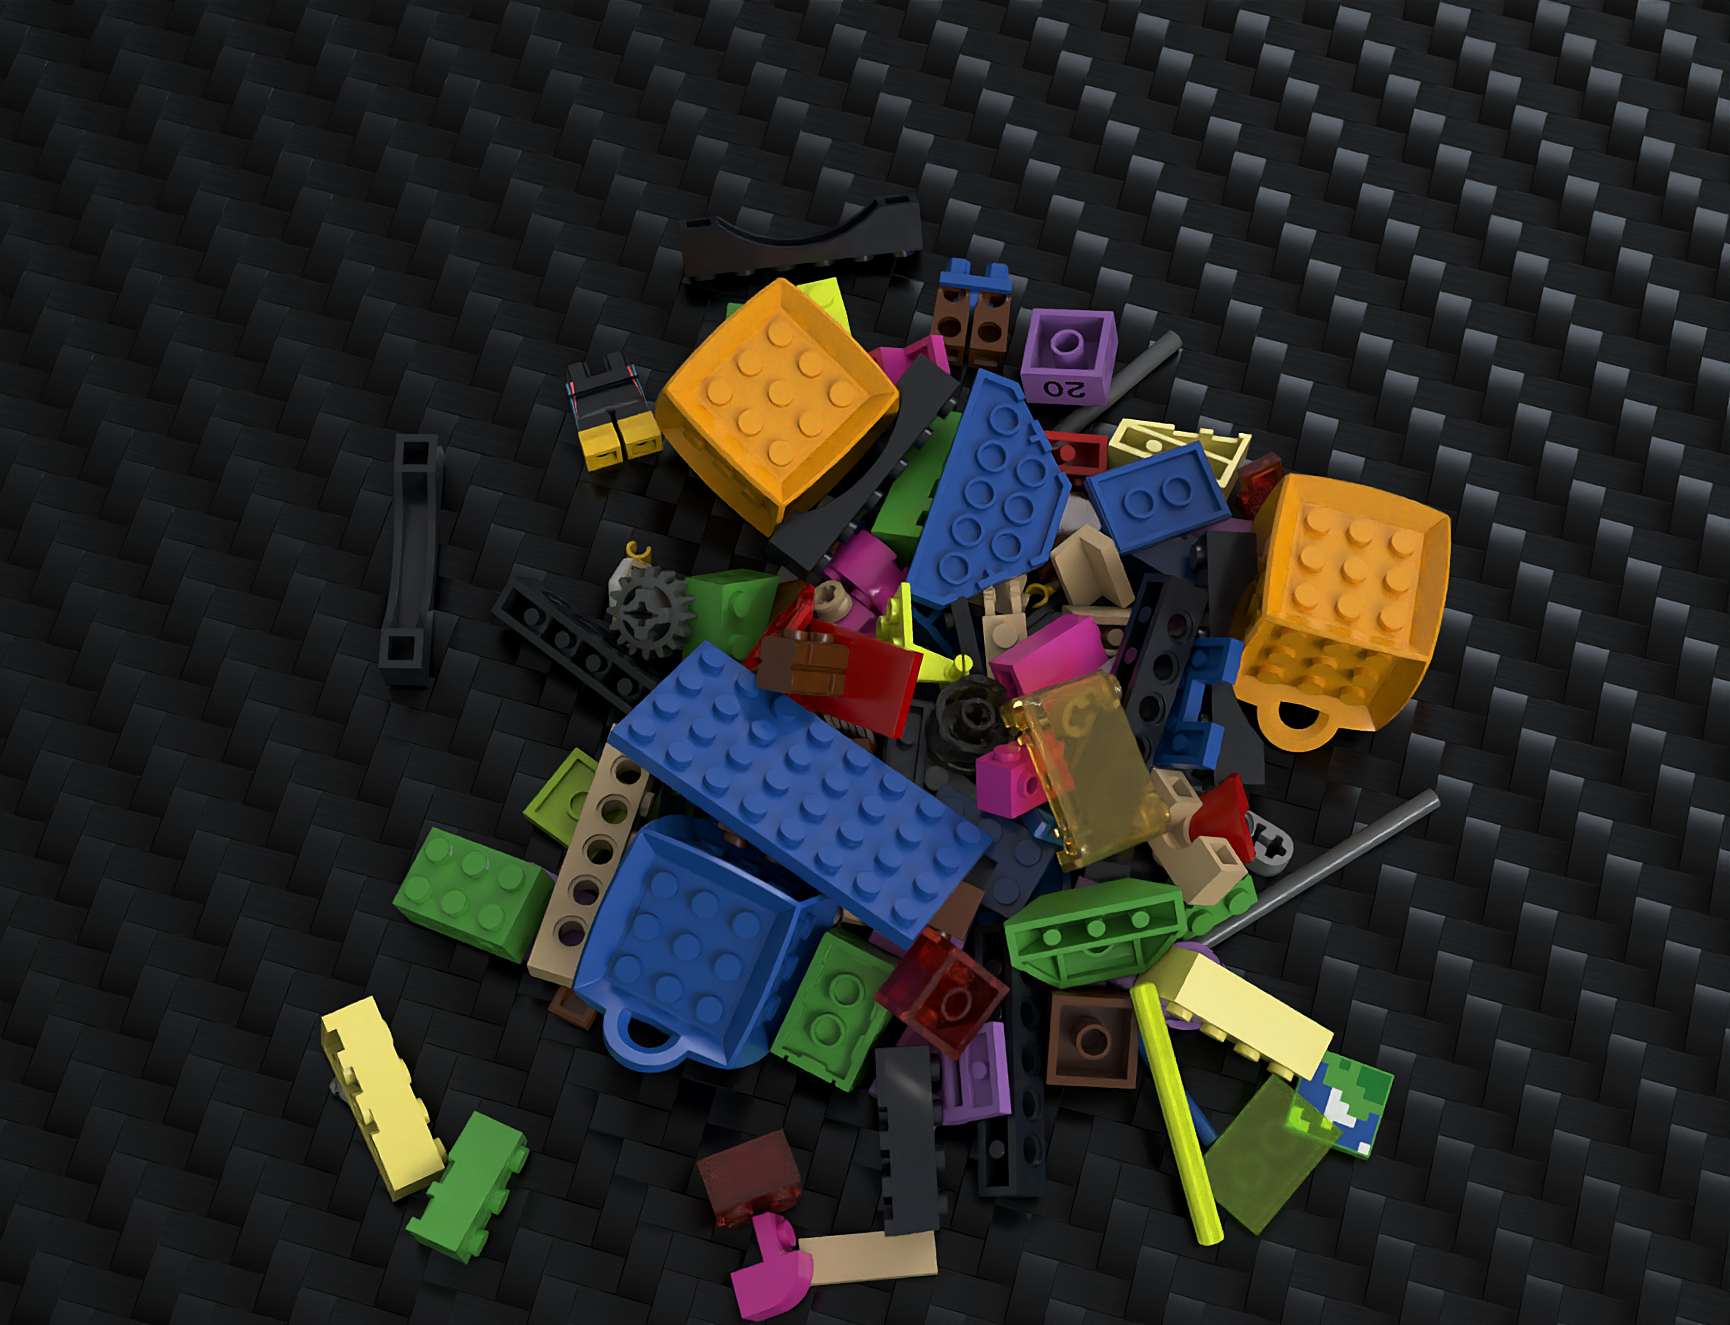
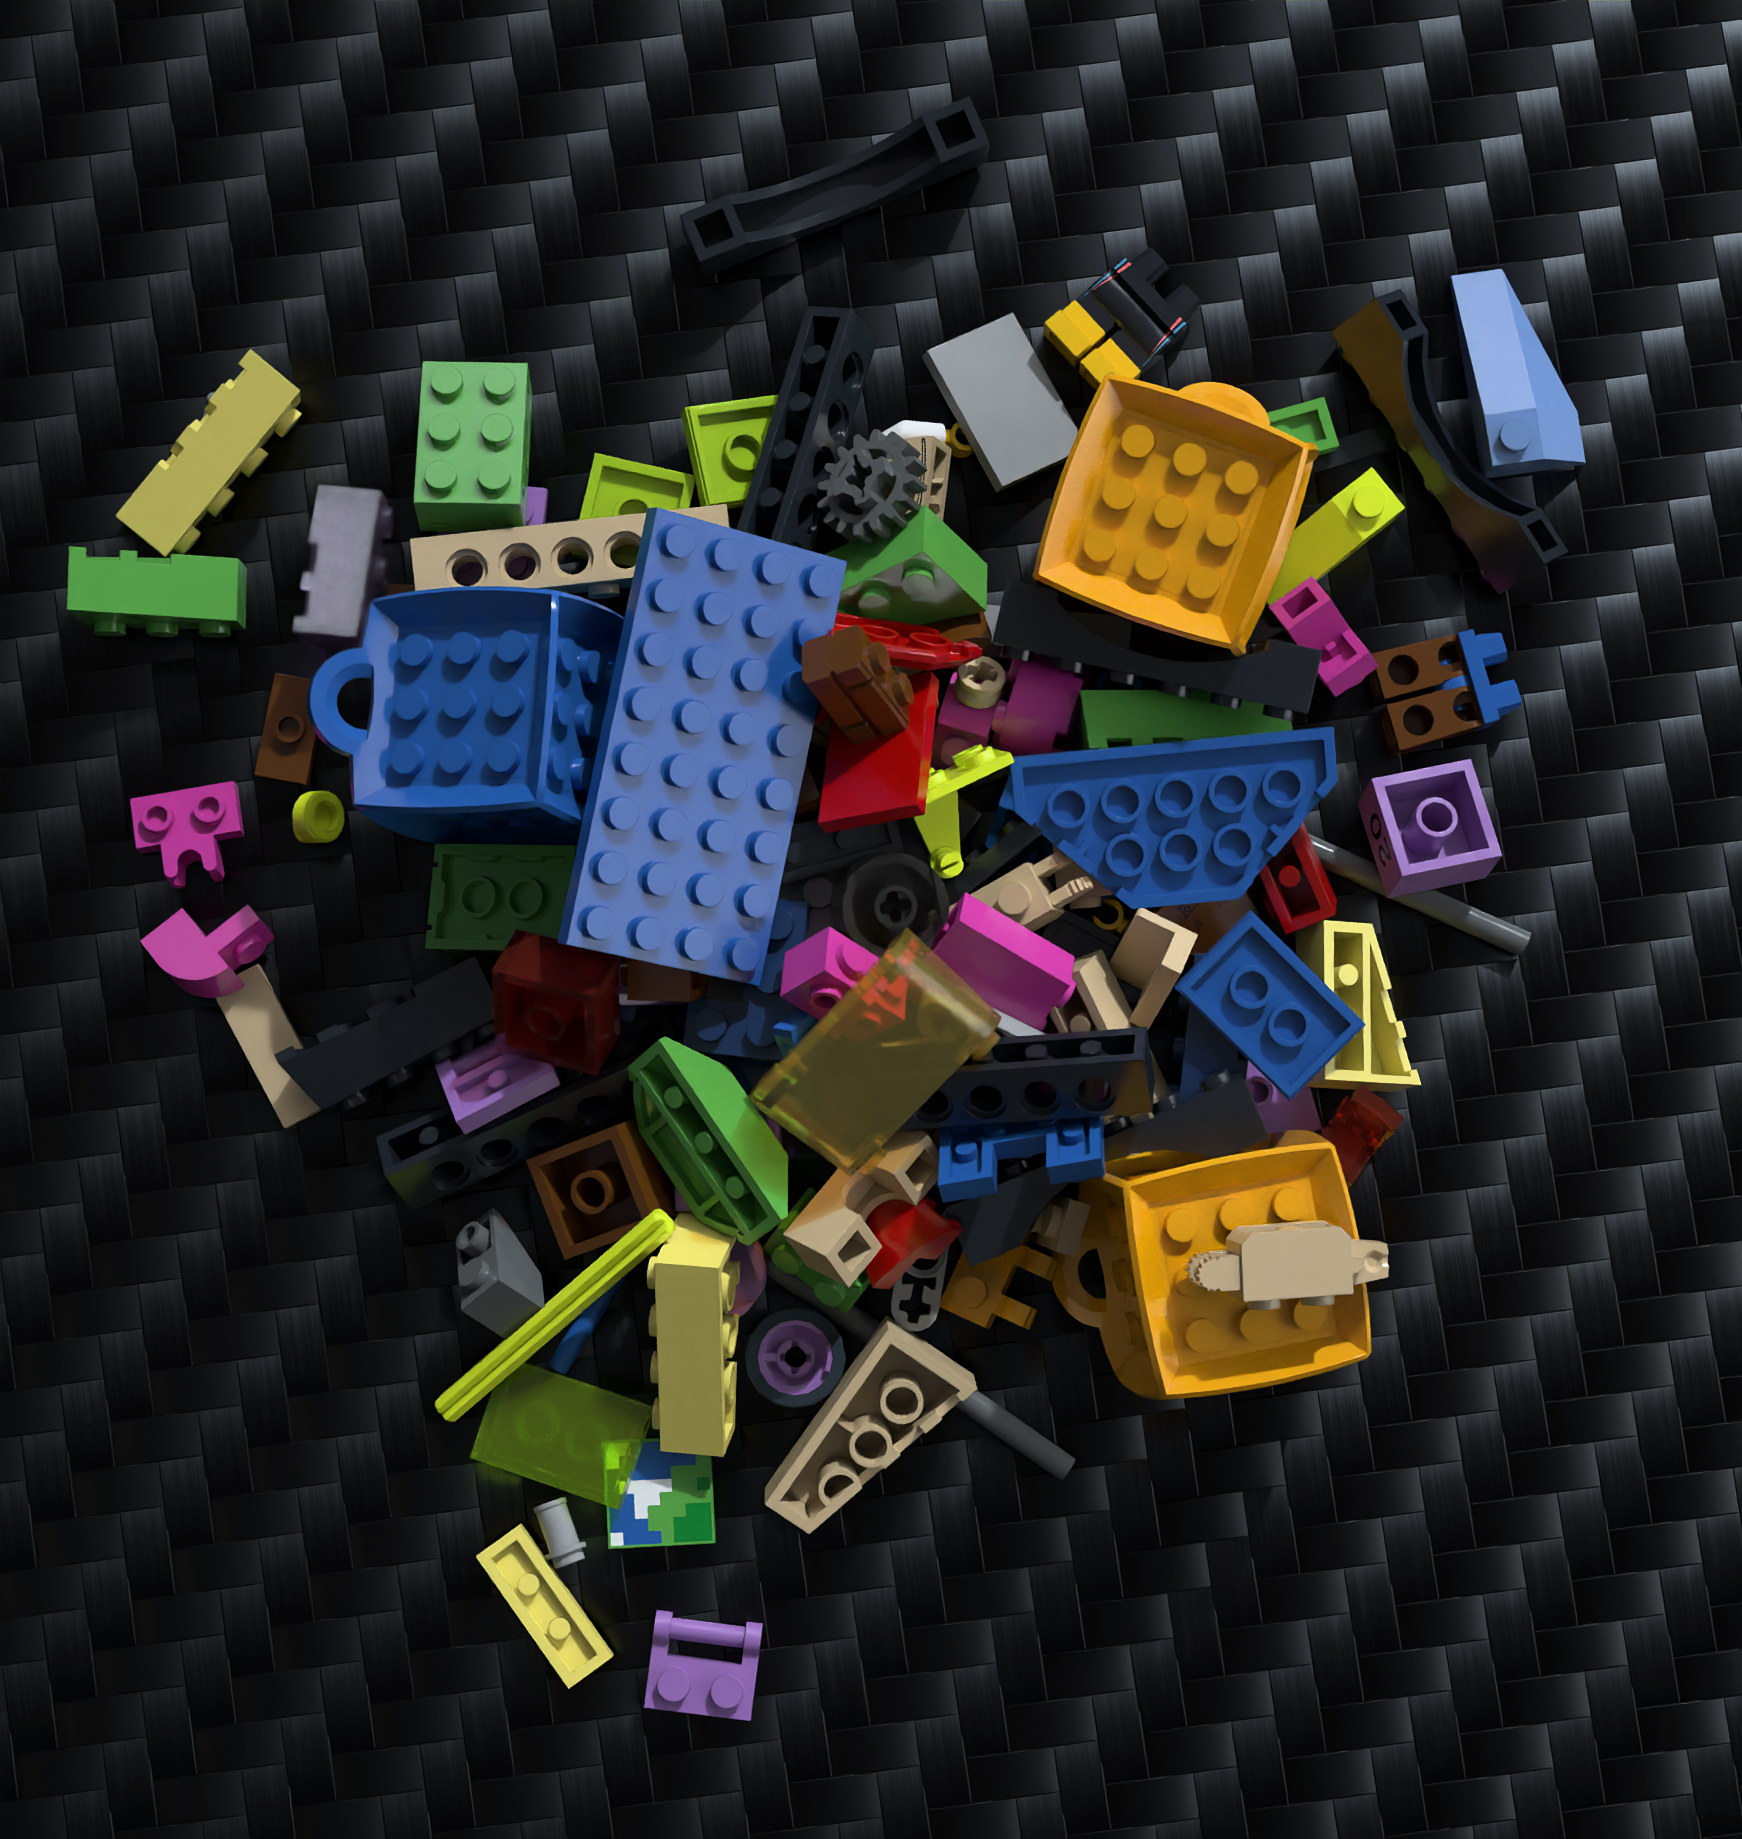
camera: 65 degrees right, 15 degrees up
(521, 1036) = (343, 565): none -> wedge
(568, 712) = (726, 446): none -> lime tile
(624, 1135) = (287, 736): none -> reddish brown plate
(627, 512) = (1003, 401): none -> light grey tile
(664, 1248) = (188, 827): none -> dark pink plate
(702, 1140) = (318, 817): none -> neon yellow tile
(750, 1179) = (289, 884): clear red brick -> none
(782, 188) = (1514, 393): none -> medium blue wedge
(1124, 1149) = (497, 1275): none -> dark grey slope
(1260, 709) = (1060, 1225): none -> tan plate
(1274, 800) = (980, 1290): none -> light orange plate
(1290, 938) = (795, 1385): none -> wheel
(1343, 1191) = (559, 1533): none -> light grey pin
(1349, 920) = (875, 1412): none -> tan wedge
(1366, 530) = (1289, 1262): none -> tan hinge
(1395, 1226) = (545, 1605): none -> light yellow plate
(1498, 1132) = (701, 1683): none -> medium lavender plate

